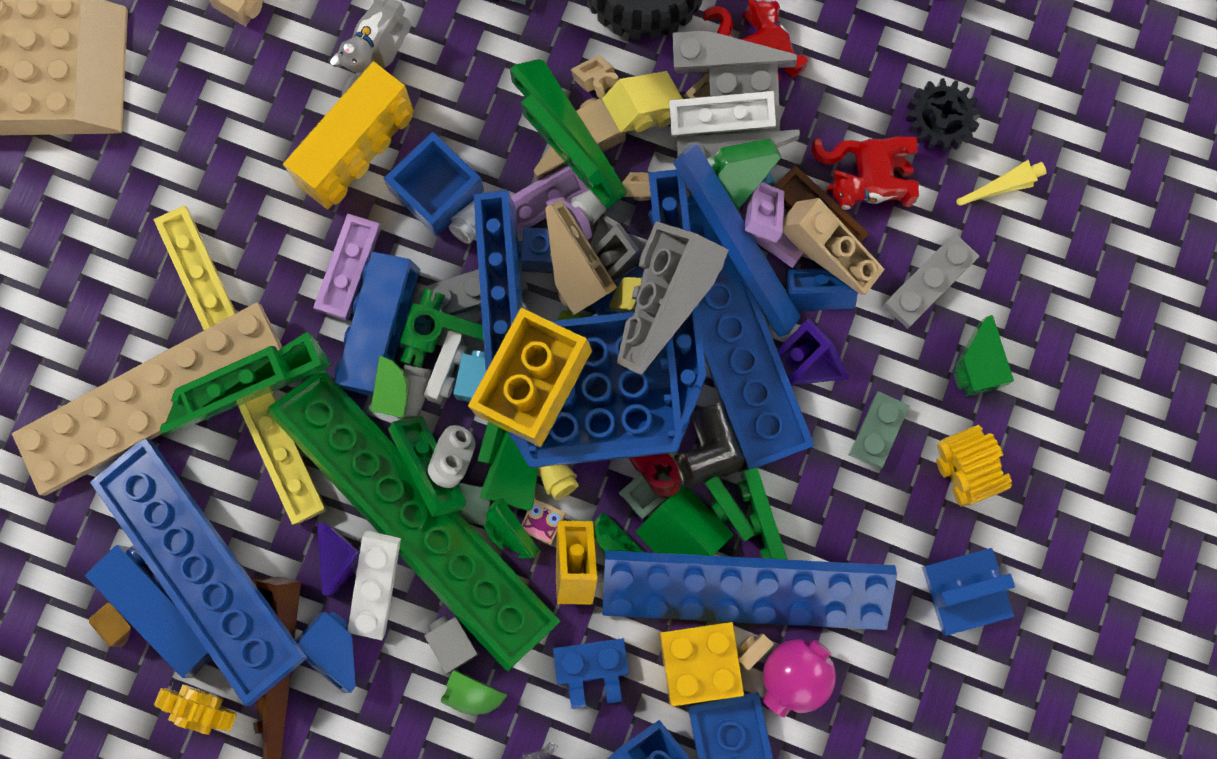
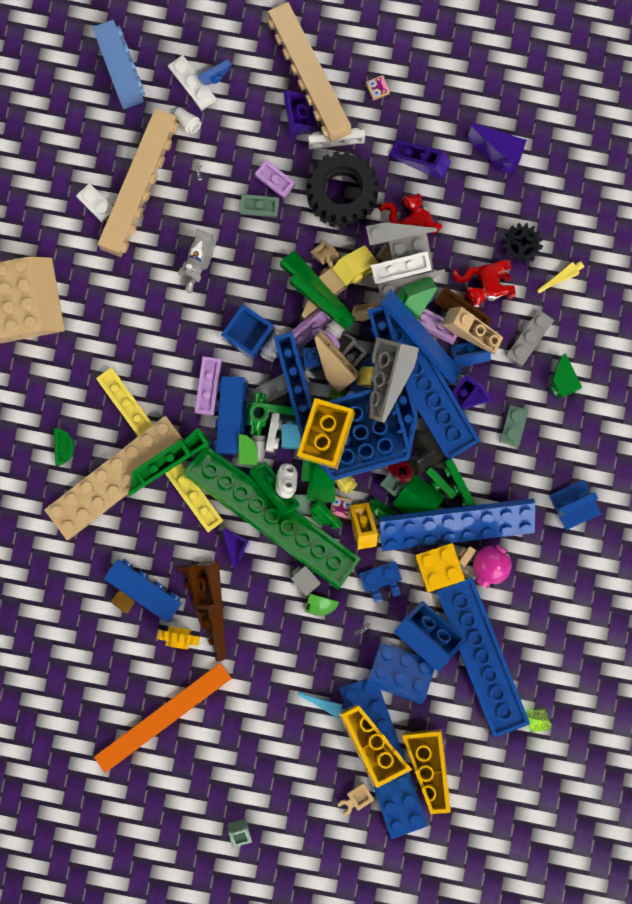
camera: 10 degrees left, 5 degrees up
(71, 329) = (63, 446): none -> green plate
(198, 572) = (163, 565): blue plate -> none
(330, 650) = (241, 595): blue slope -> none
(350, 136) = (196, 313): yellow brick -> none
(374, 585) = (258, 556): white plate -> none
(765, 212) = (433, 318): lavender plate -> none
(972, 465) = (567, 437): yellow brick -> none

